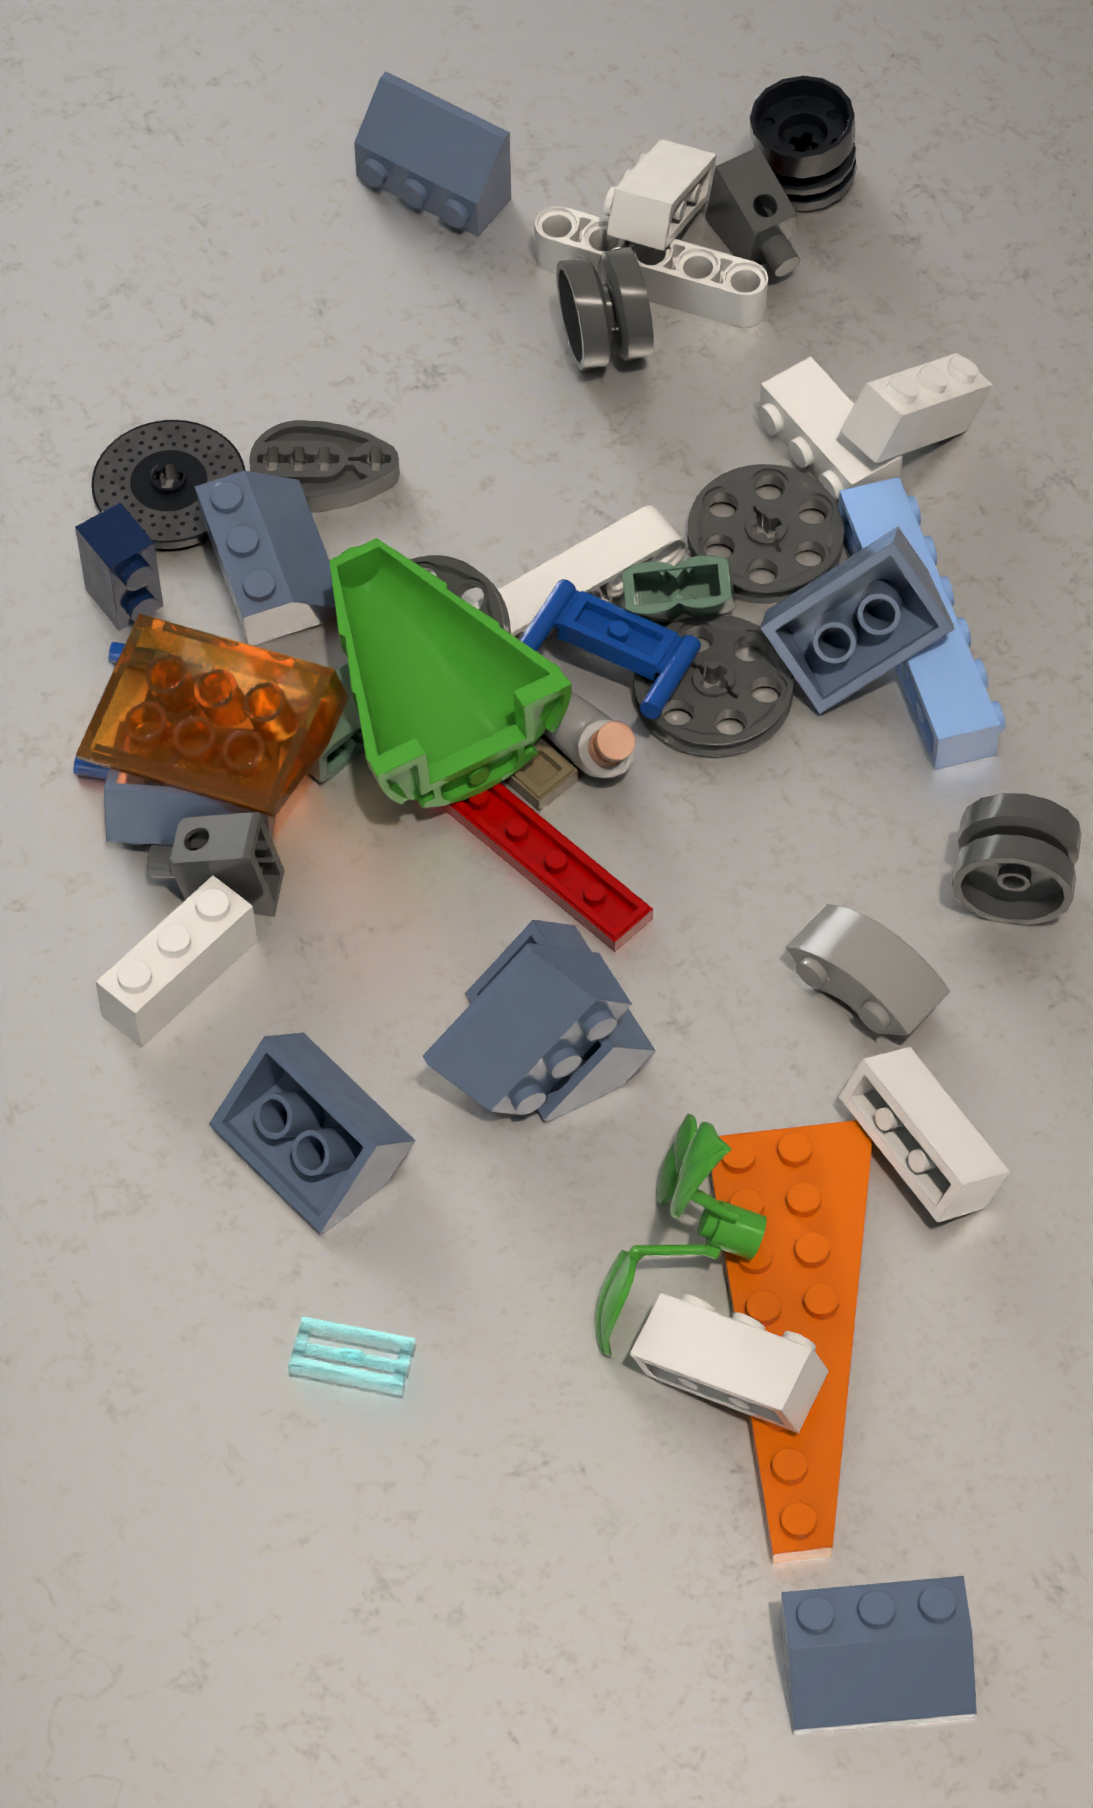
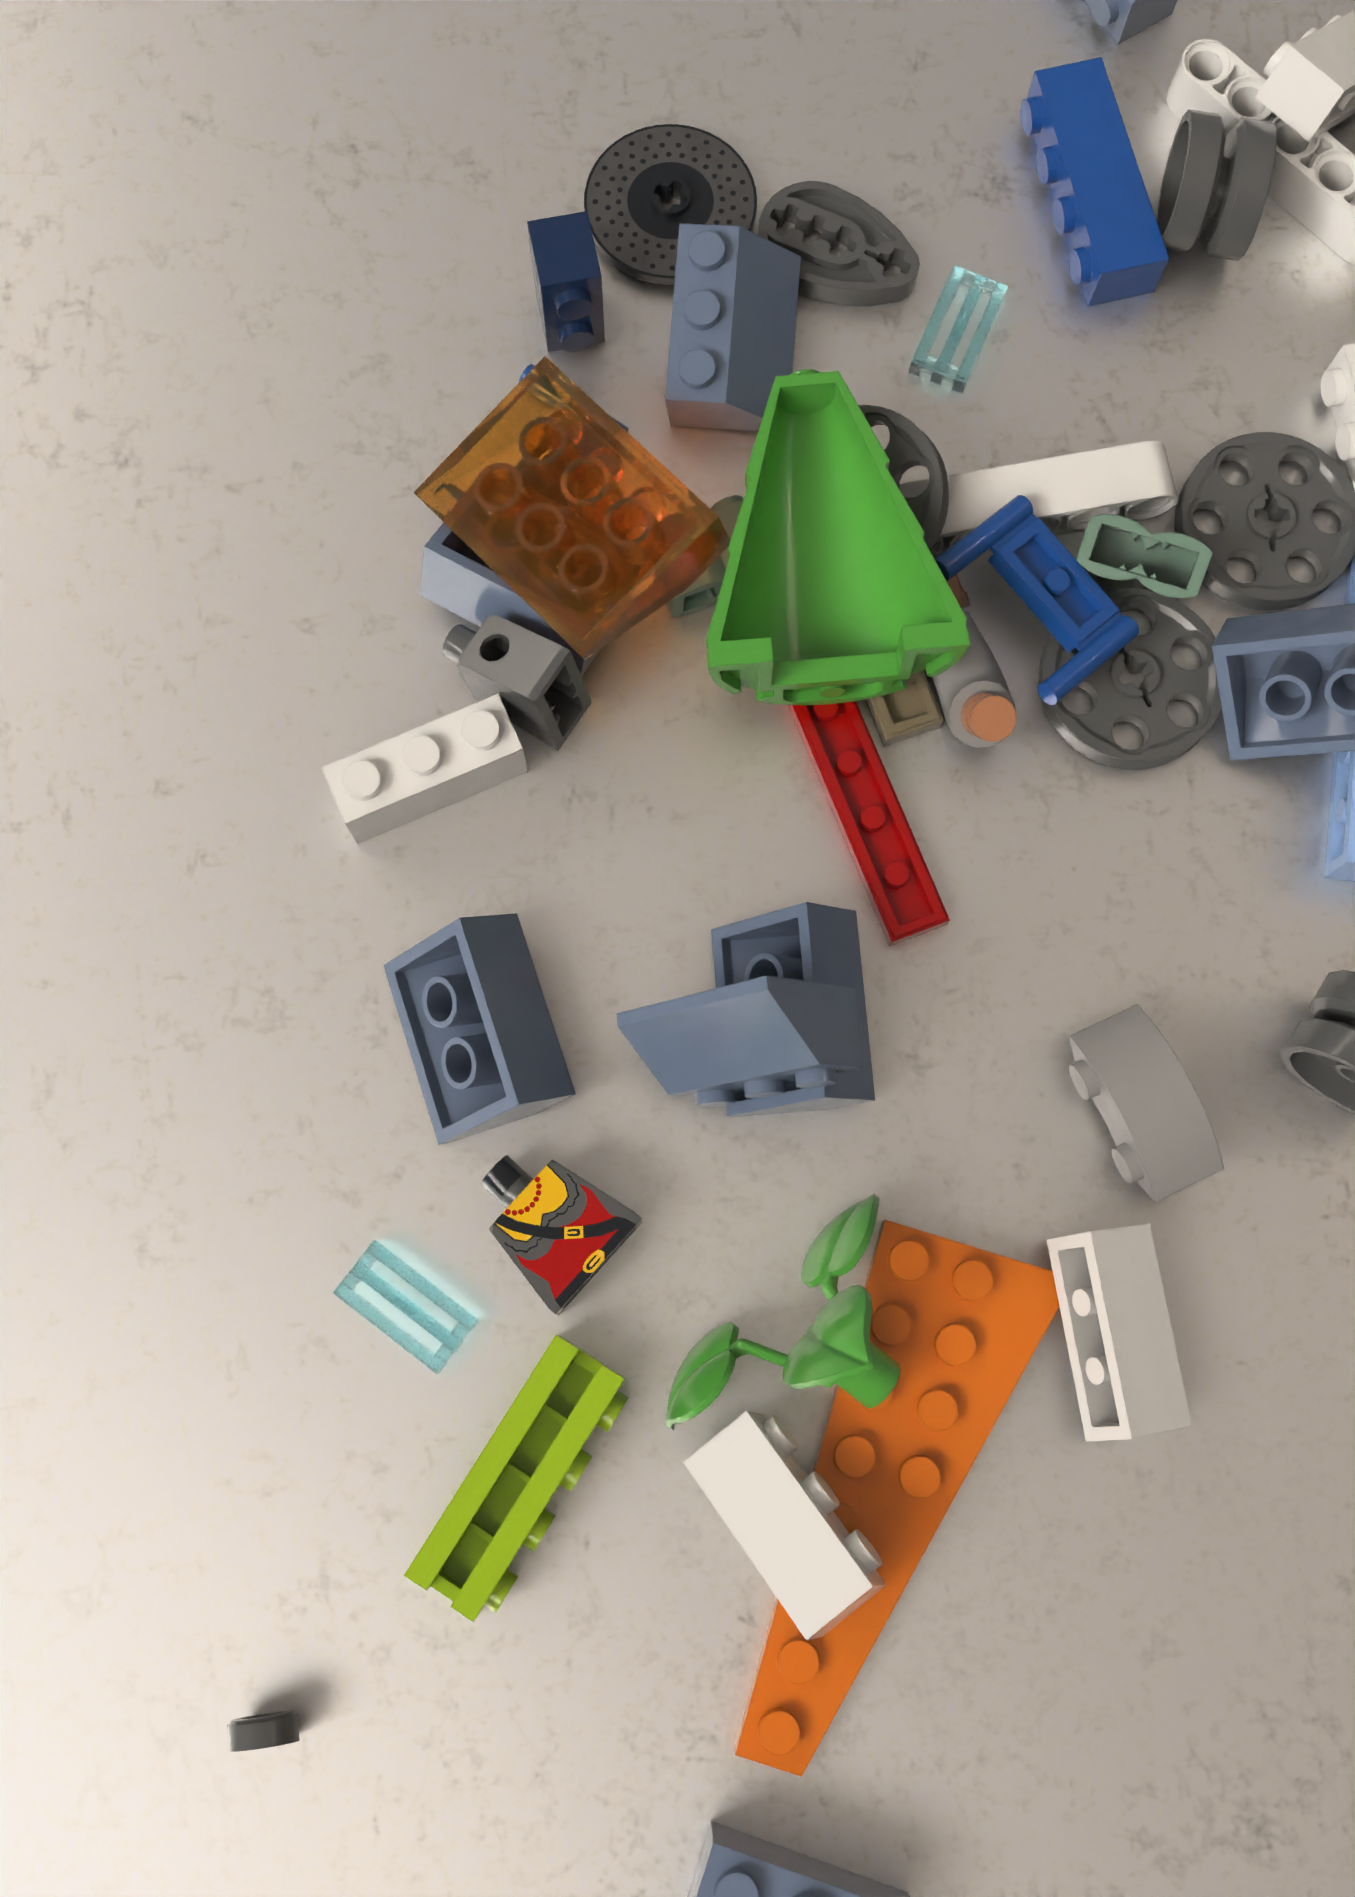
camera: 20 degrees right, 20 degrees up
(389, 1692) = (262, 1731): none -> dark grey tile
(448, 1244) = (556, 1227): none -> torso
(450, 520) = (941, 368): none -> clear light blue tile
(503, 1432) = (515, 1478): none -> lime brick
(508, 342) = (1093, 182): none -> blue brick

